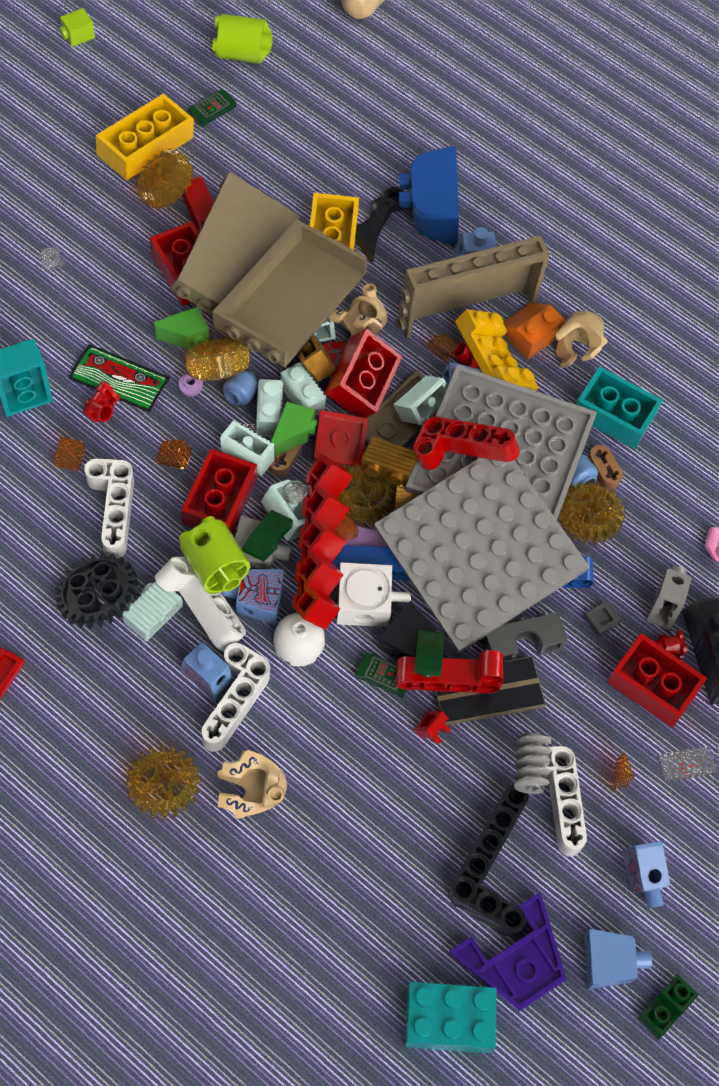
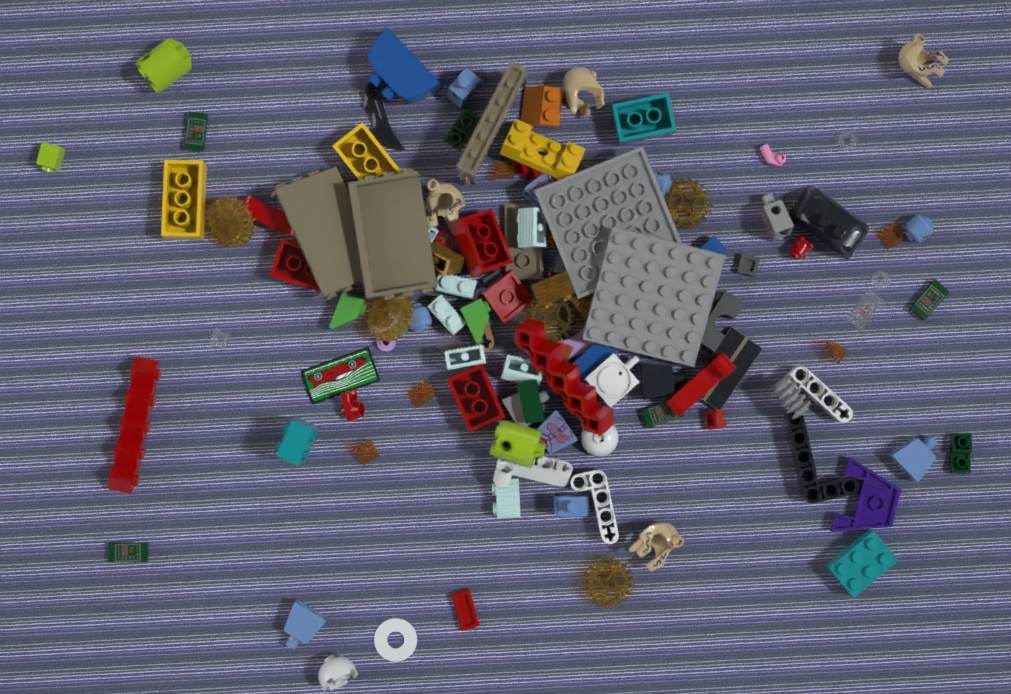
camera: 35 degrees left, 25 degrees up
(78, 599) = (463, 533): black gear -> none
(114, 508) = (424, 461): white beam -> none
(294, 492) = (517, 363): clear plate -> none
(429, 653) = (682, 387): dark green slope -> none
(464, 438) = (594, 246): red beam -> none
(608, 465) = (669, 159): medium nougat beam -> none
(643, 862) = (894, 394): medium blue torso -> none
(656, 680) = (811, 279): red brick -> none

